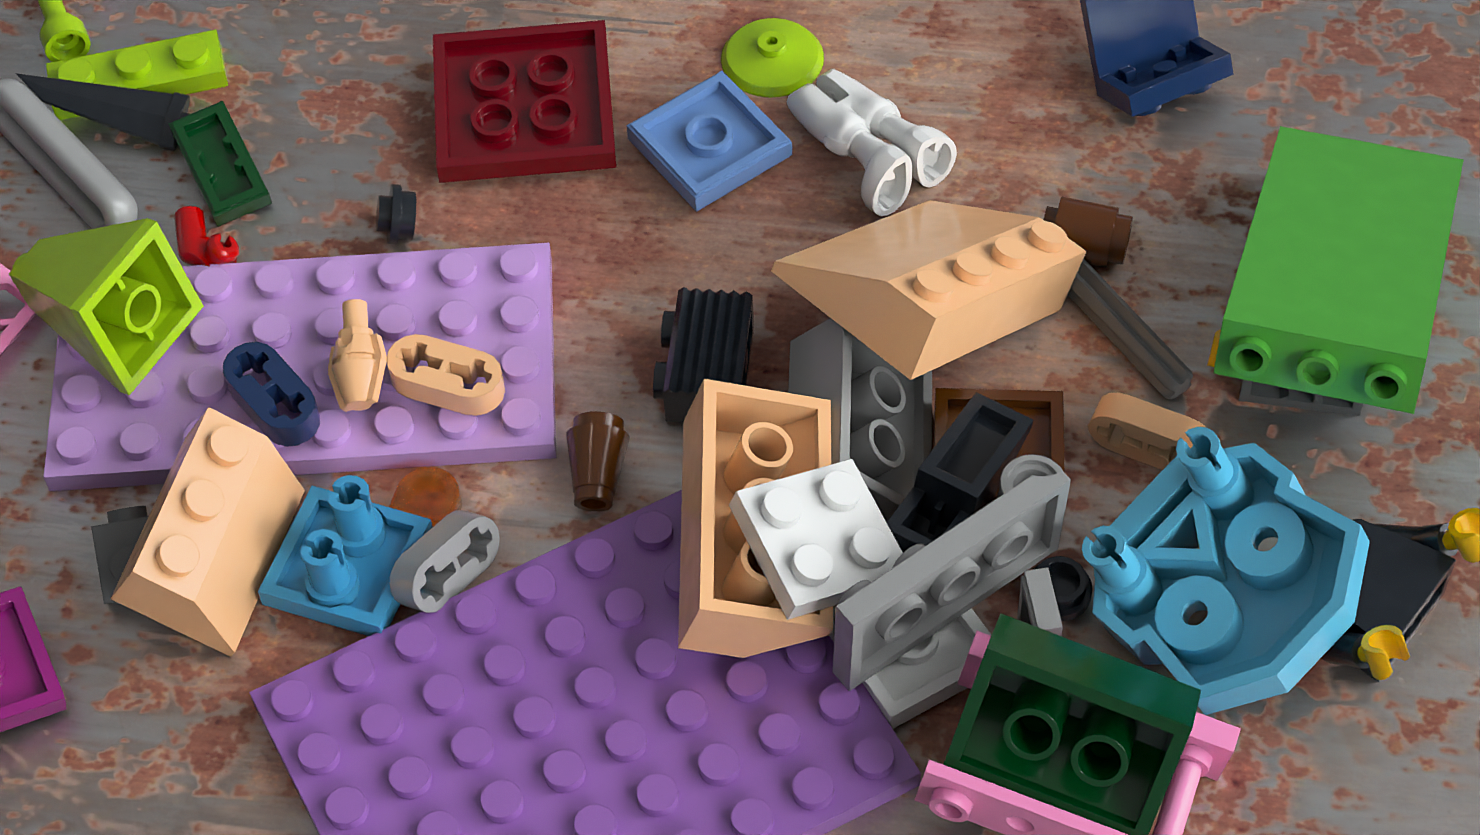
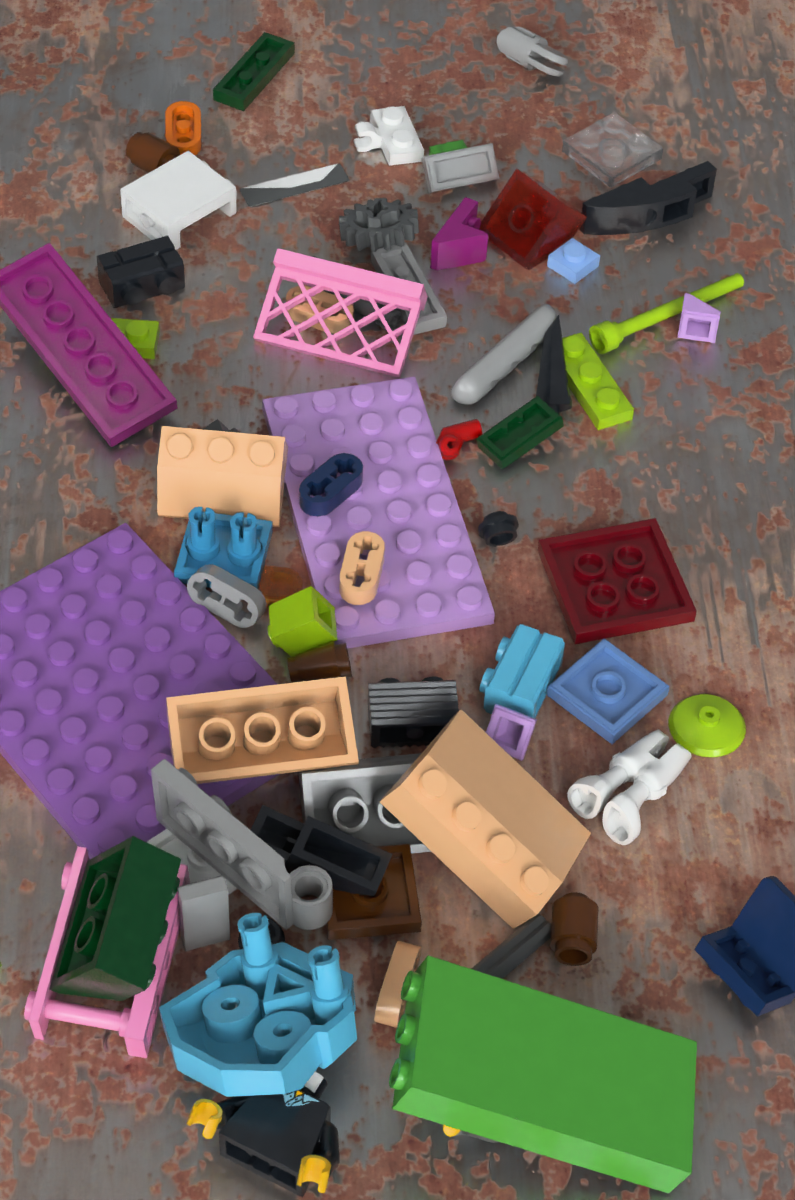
camera: 75 degrees right, 5 degrees down
(110, 296) = (370, 387): lime slope -> none
(356, 360) = (362, 517): light nougat piece -> none
(527, 467) = (302, 622): none -> lime brick
(668, 224) = (524, 671): none -> medium azure brick
(755, 253) = (511, 730): none -> lavender slope
(815, 535) = (239, 760): white plate -> none

